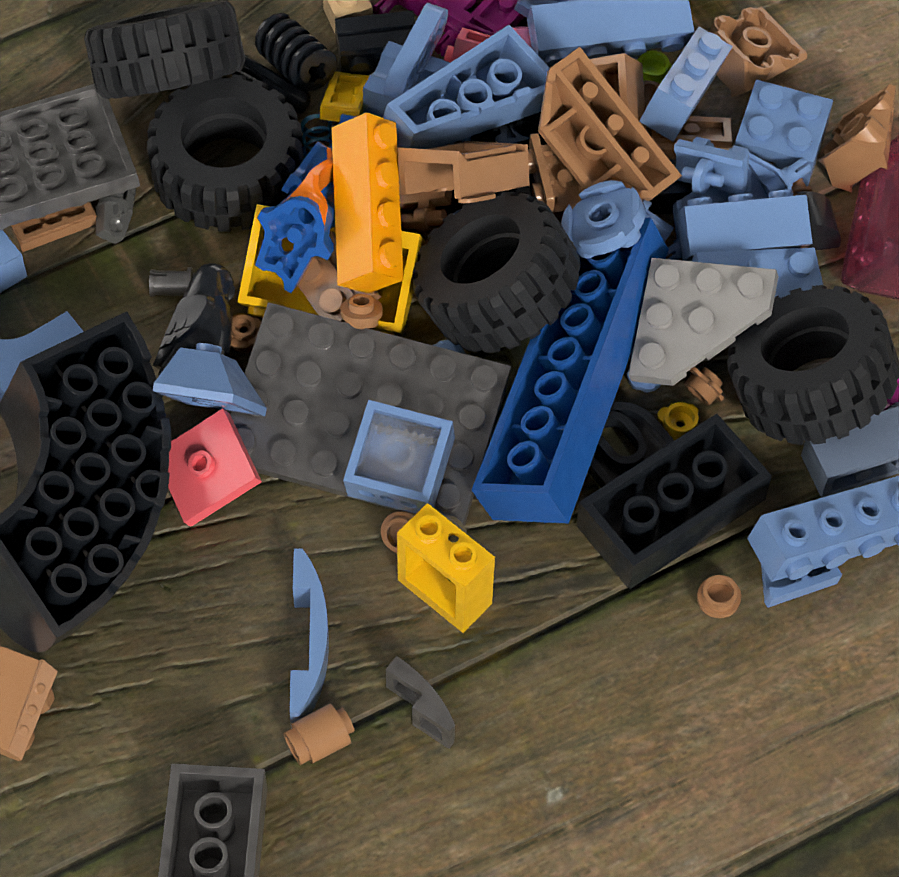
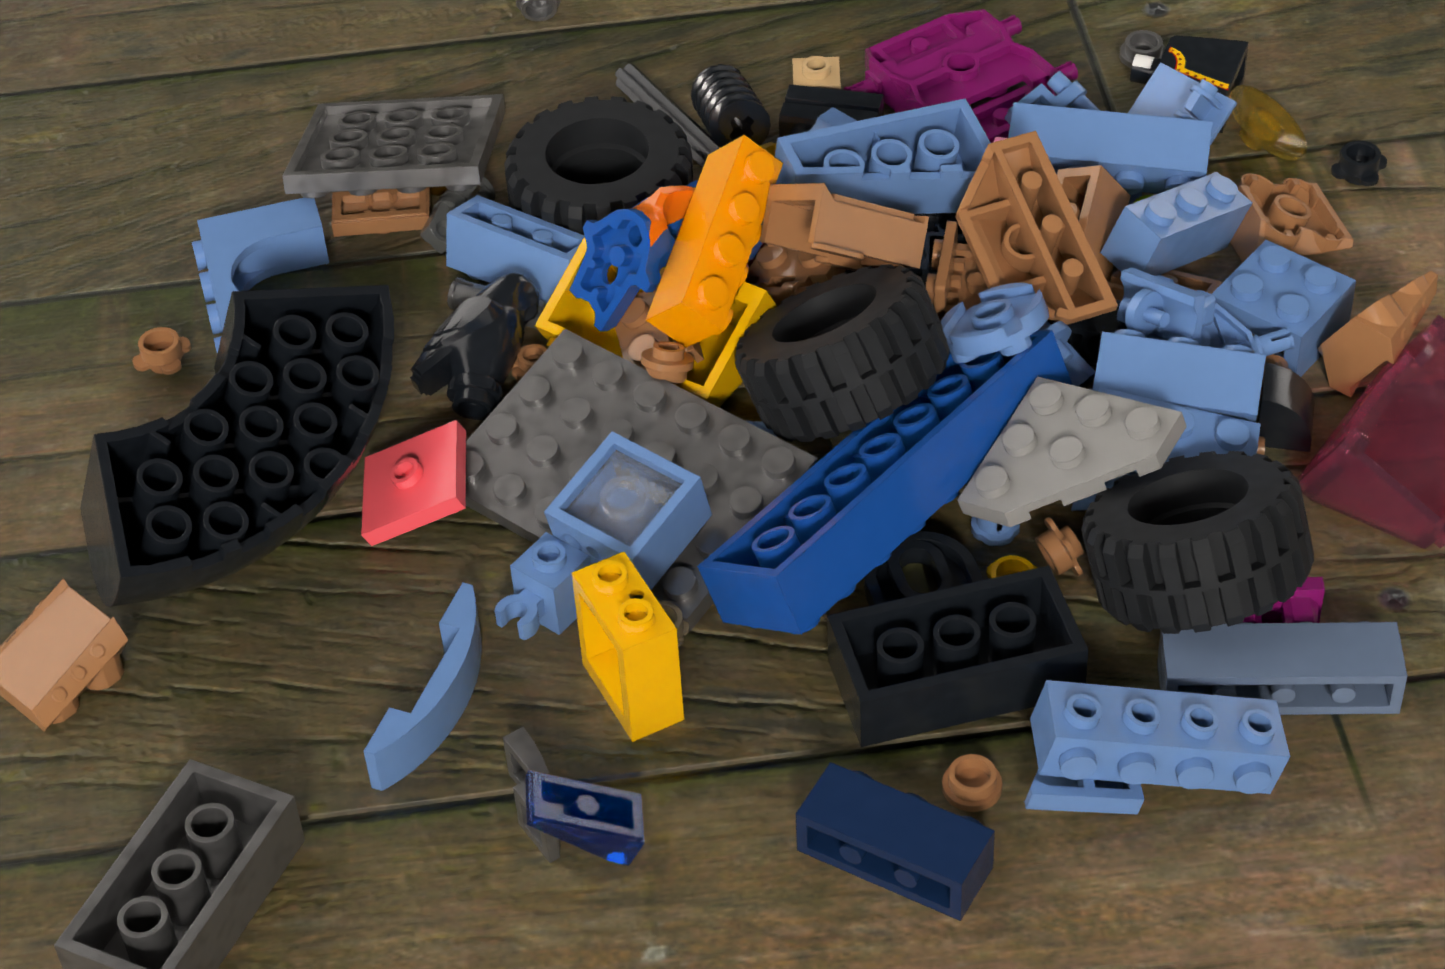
camera: 25 degrees right, 15 degrees down
(165, 49) = (571, 52): black tyre -> none
(188, 234) = (497, 240): none -> medium blue brick
(209, 381) = (447, 384): medium blue slope -> none
(319, 734) = (393, 793): medium nougat brick -> none
(352, 529) = (542, 587): none -> medium blue brick
(416, 51) = (873, 97): medium blue beam -> none
(473, 711) = (586, 815): none -> clear blue slope
(689, 659) = (895, 840): none -> dark blue brick

